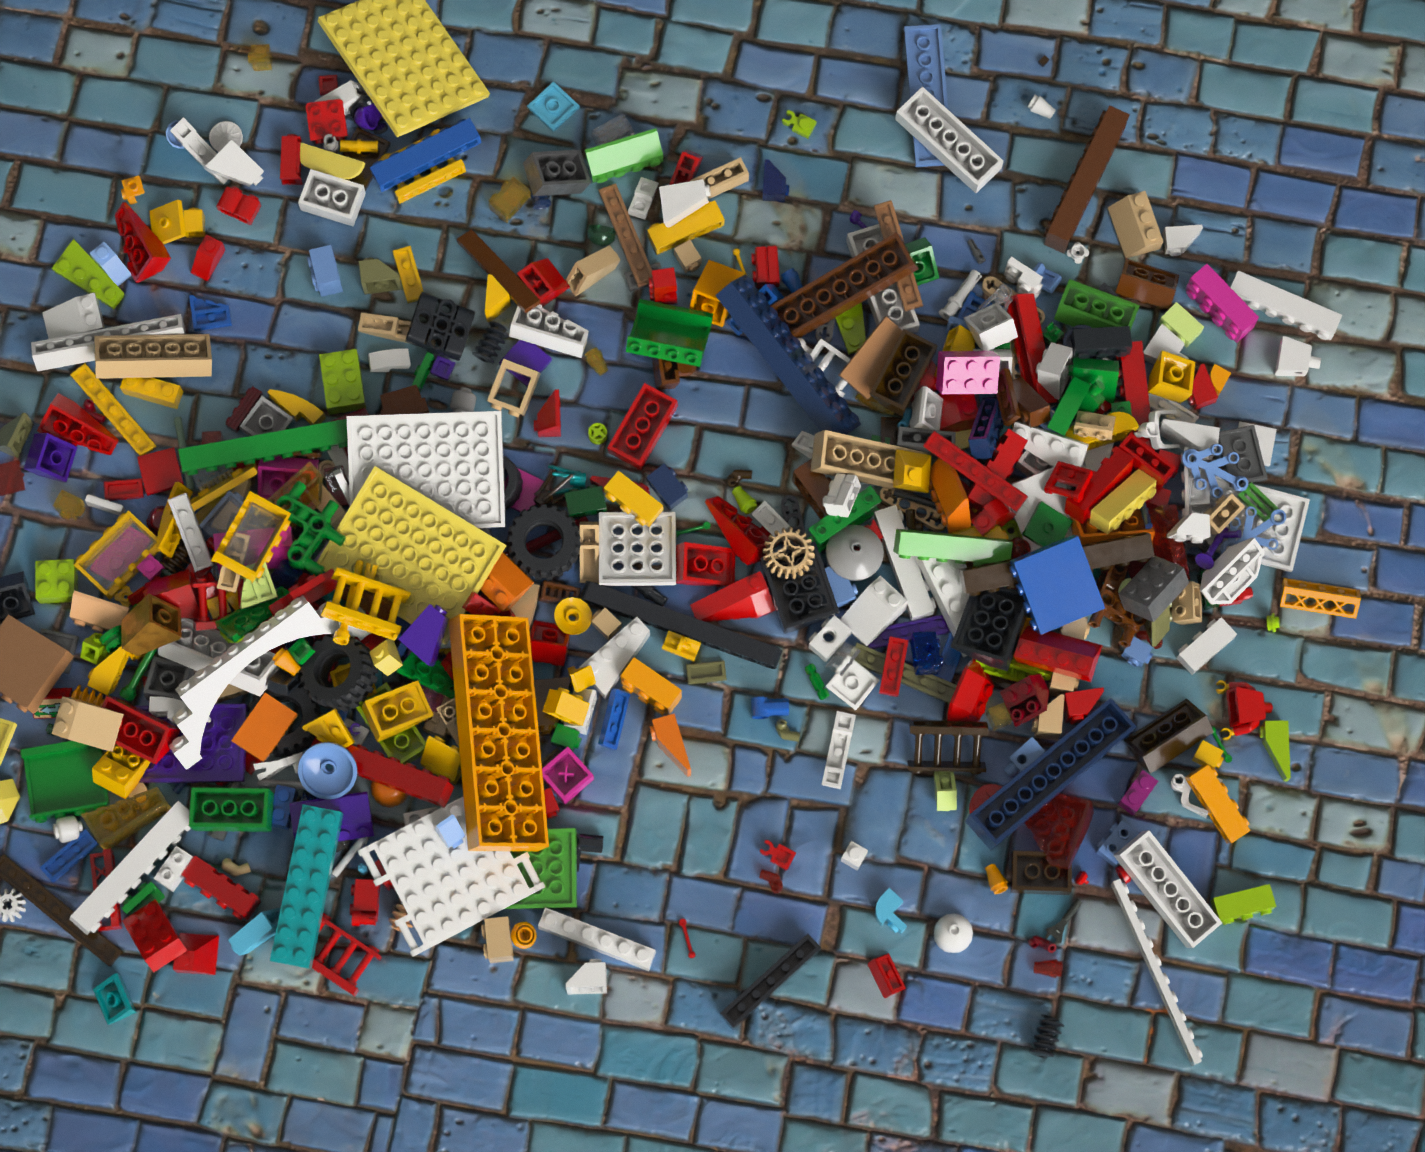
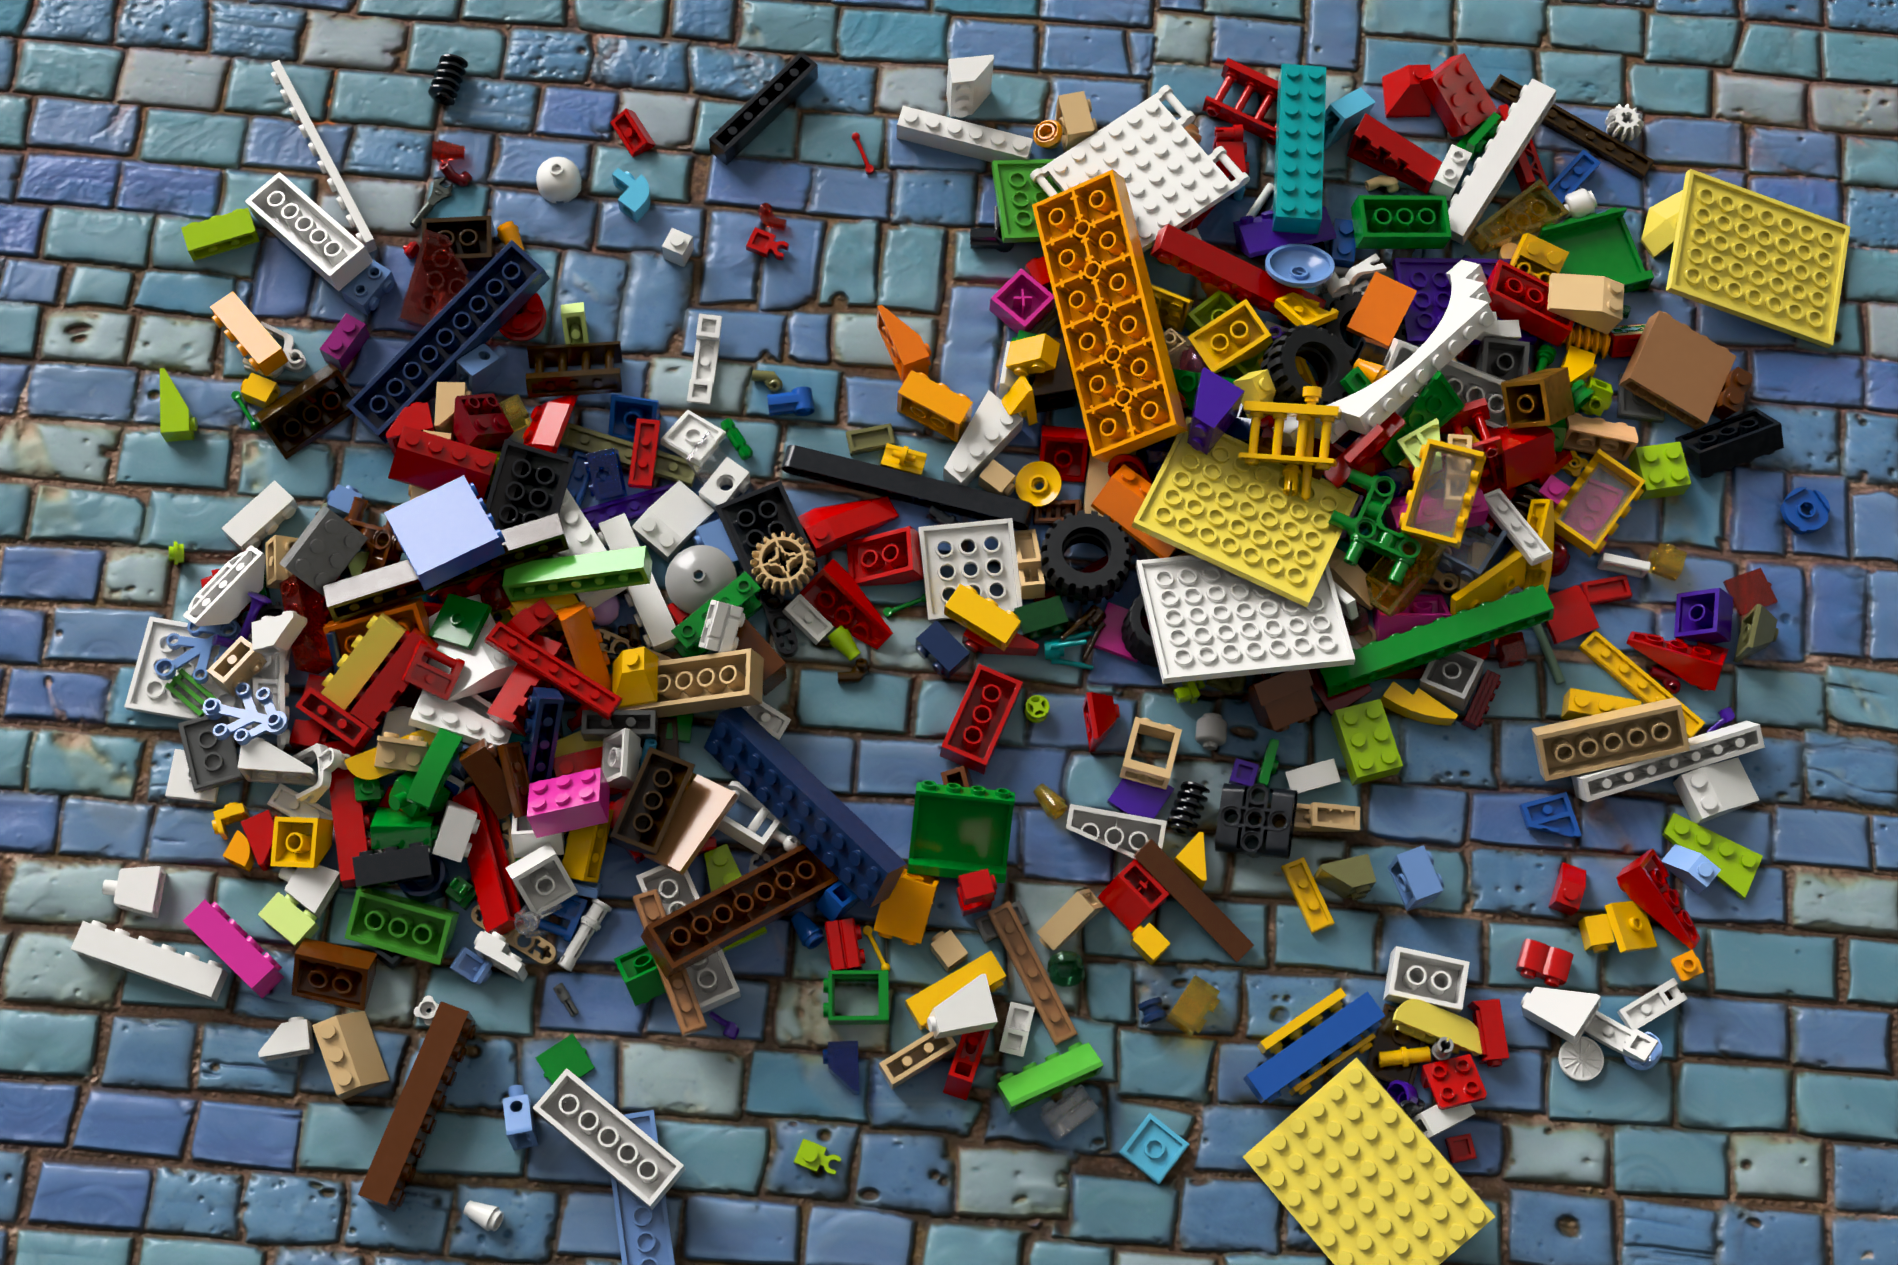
camera: 170 degrees right, 5 degrees down
(51, 377) = (1726, 715): none -> dark purple hand
(114, 999) = (1483, 42): teal slope -> none
(163, 168) = (1651, 1005): none -> white plate
(260, 57) = (1559, 1173): clear yellow brick -> none
(450, 832) = (1149, 200): light blue slope -> none
(479, 606) = (1153, 458): red tile -> none
(535, 247) = (1149, 942): none -> yellow brick
(556, 172) = (1136, 1038): flat silver brick -> none
(614, 719) = (975, 370): blue plate -> none
(759, 213) = (879, 976): none -> green window
(904, 706) = (626, 410): none -> blue slope
(978, 207) = (565, 1055): none -> green piece
(1013, 159) = (519, 1119): none -> medium blue torso
(1226, 409) = (229, 814): none -> yellow bracket
(1245, 707) = (214, 447): red torso -> none
(1323, 592) = (116, 591): light orange fence -> none

